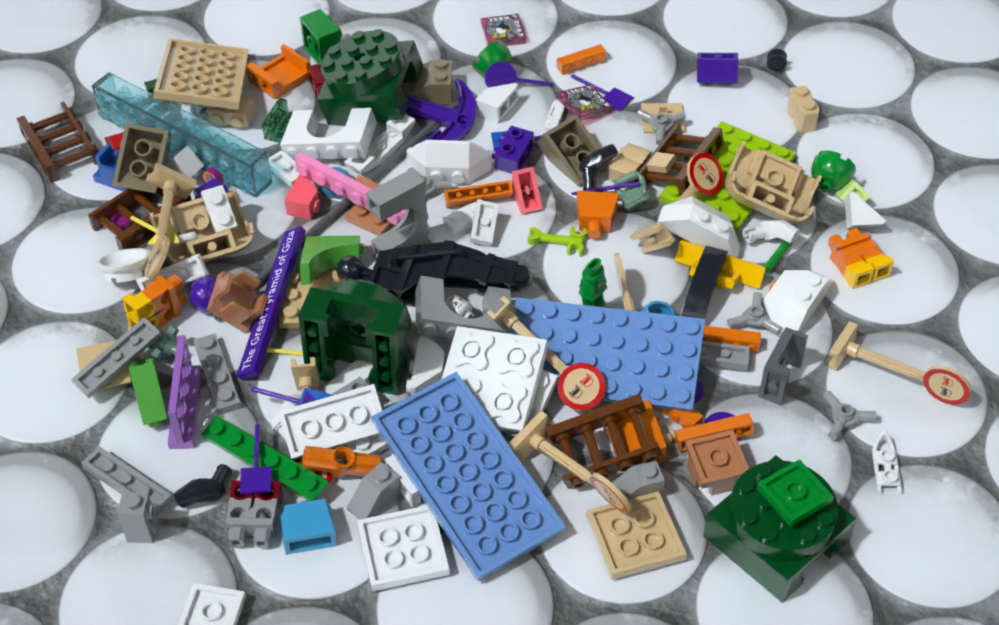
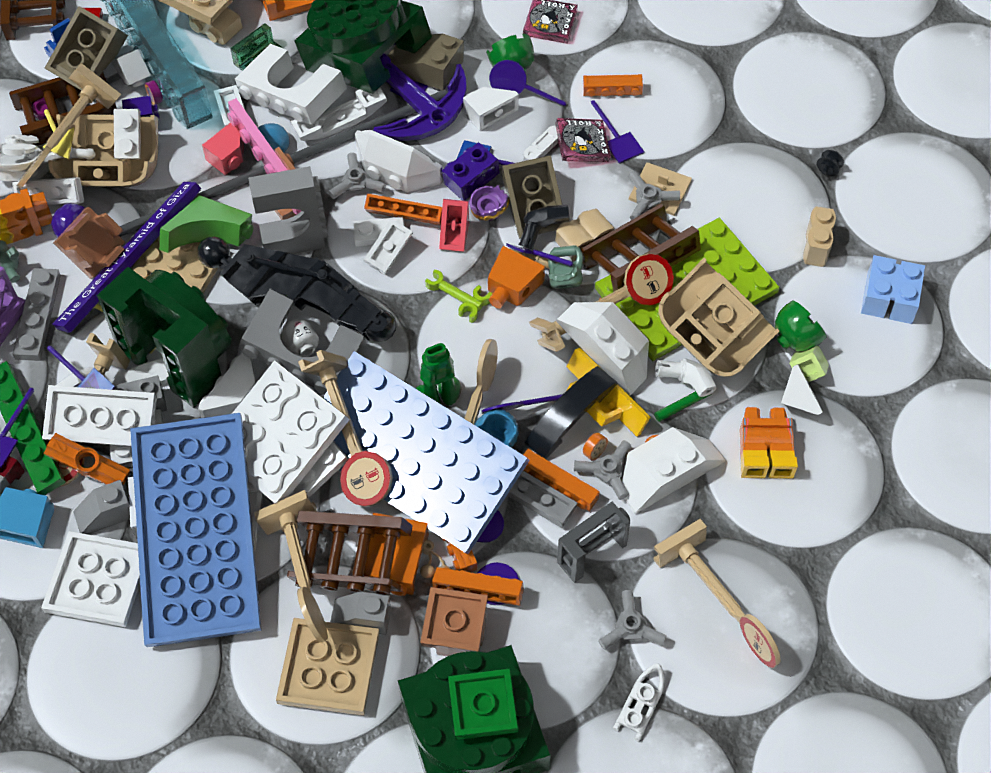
camera: 25 degrees right, 10 degrees up
(126, 249) = (19, 145): none -> white piece
(544, 166) = (488, 202): none -> medium lavender hair
(659, 295) = (513, 405): none -> dark purple piece
(661, 162) = (613, 246): tan tile -> none
(717, 68) = (752, 150): dark purple brick -> none
(735, 304) = (595, 446): none -> orange tile
(871, 122) = (896, 283): none -> light blue piece

